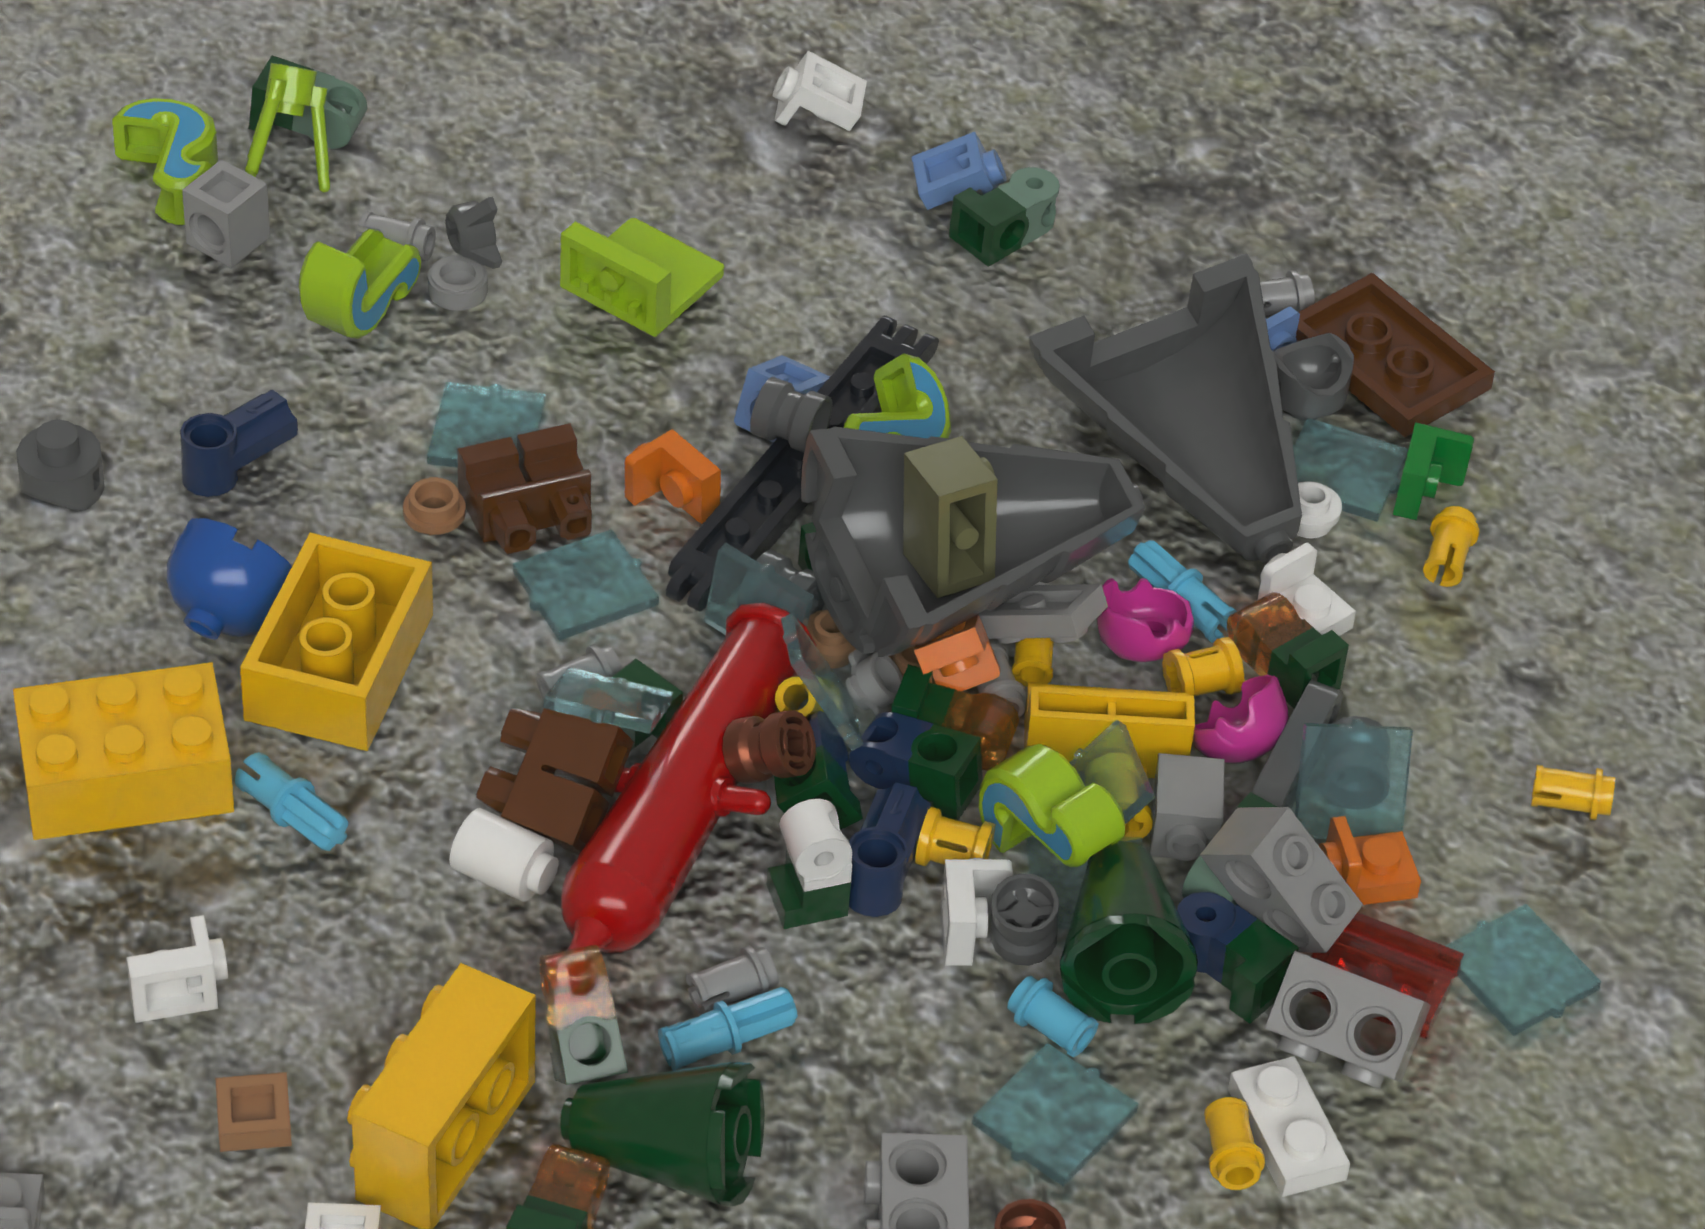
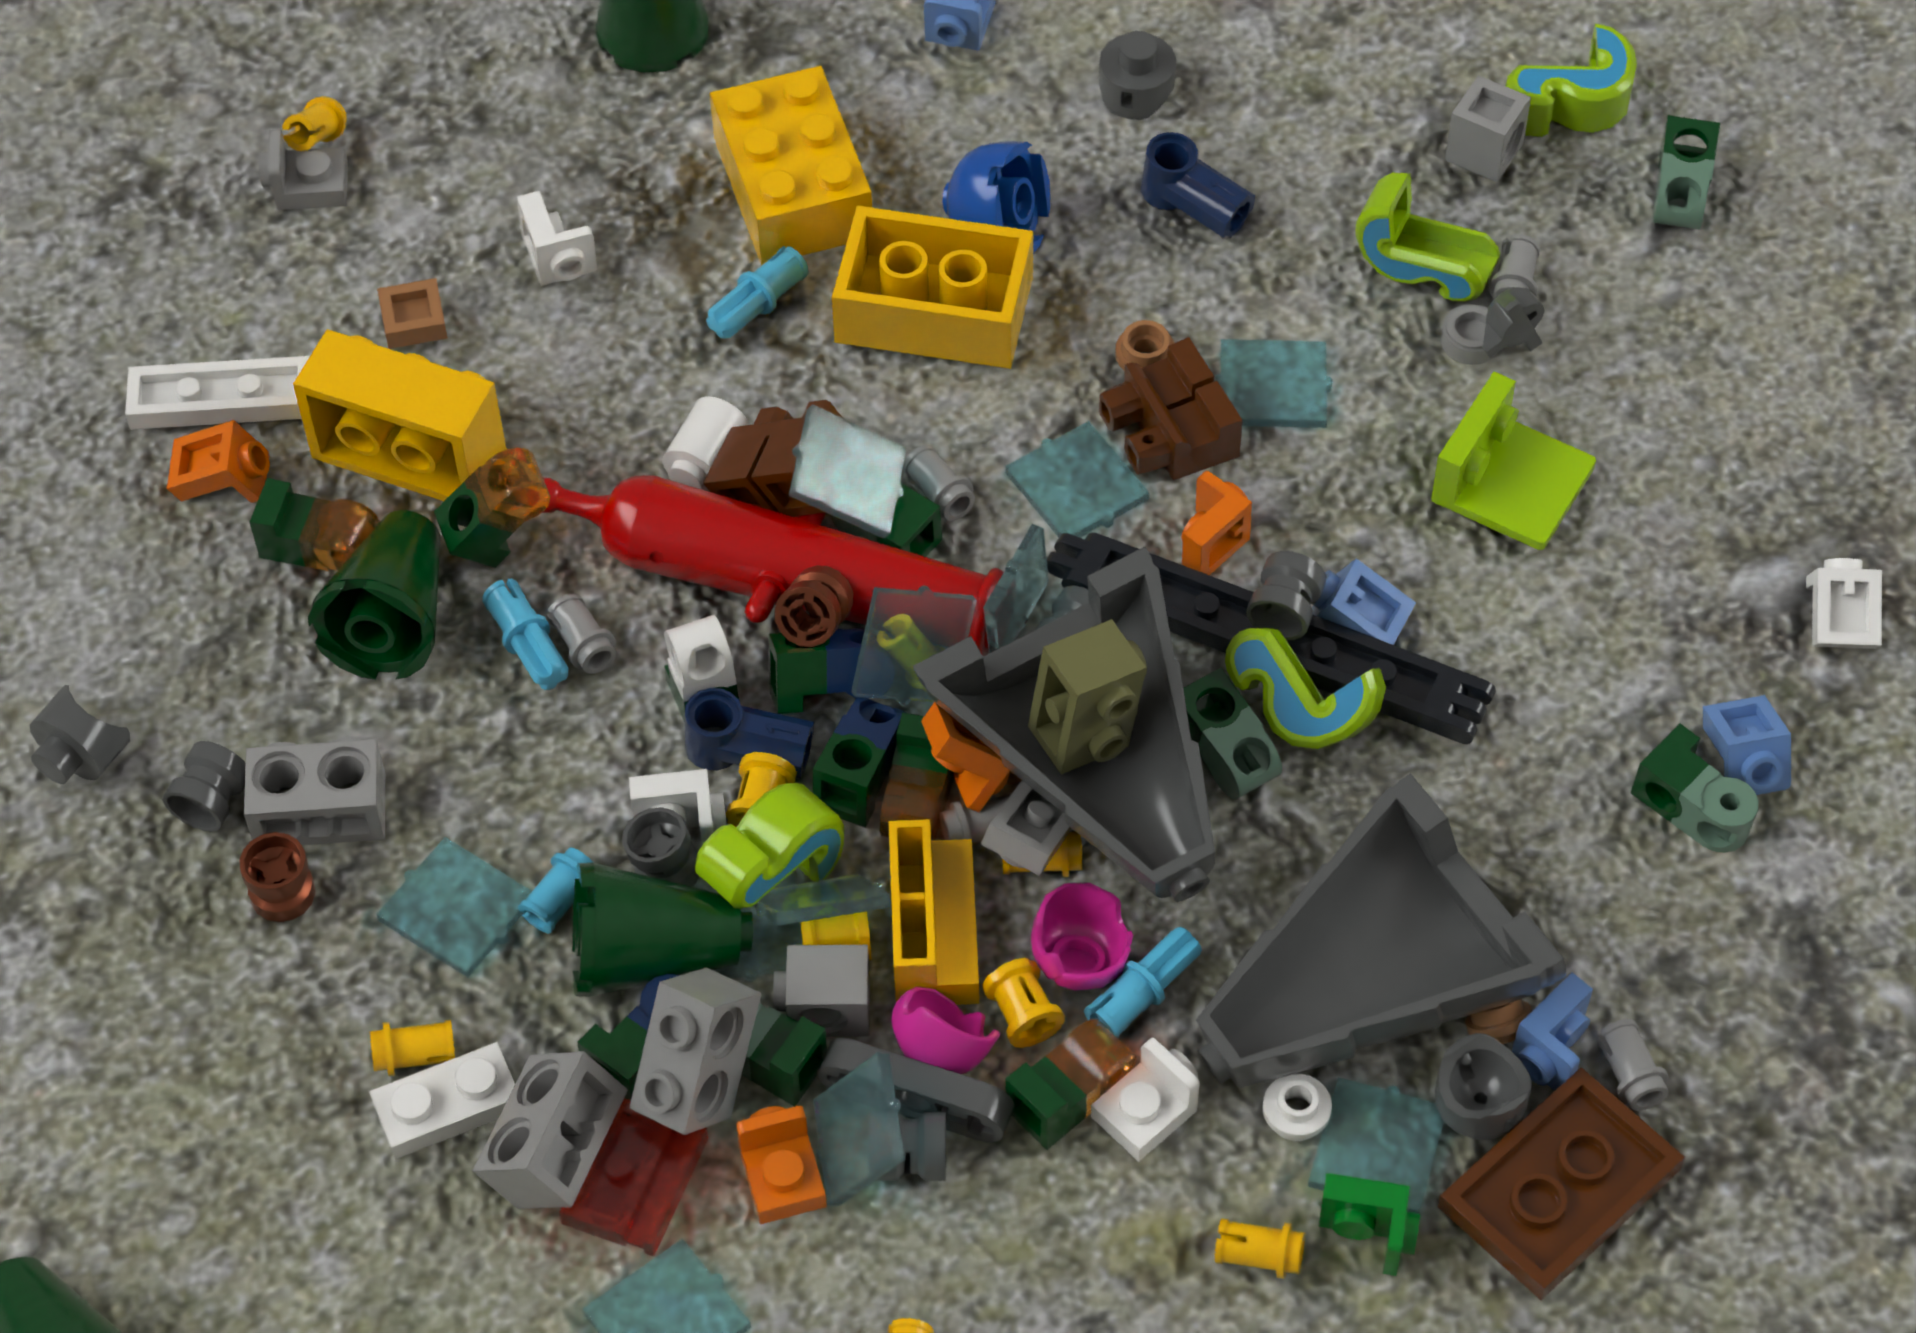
camera: 90 degrees right, 10 degrees up
(288, 93) = (1643, 138): lime plant -> none

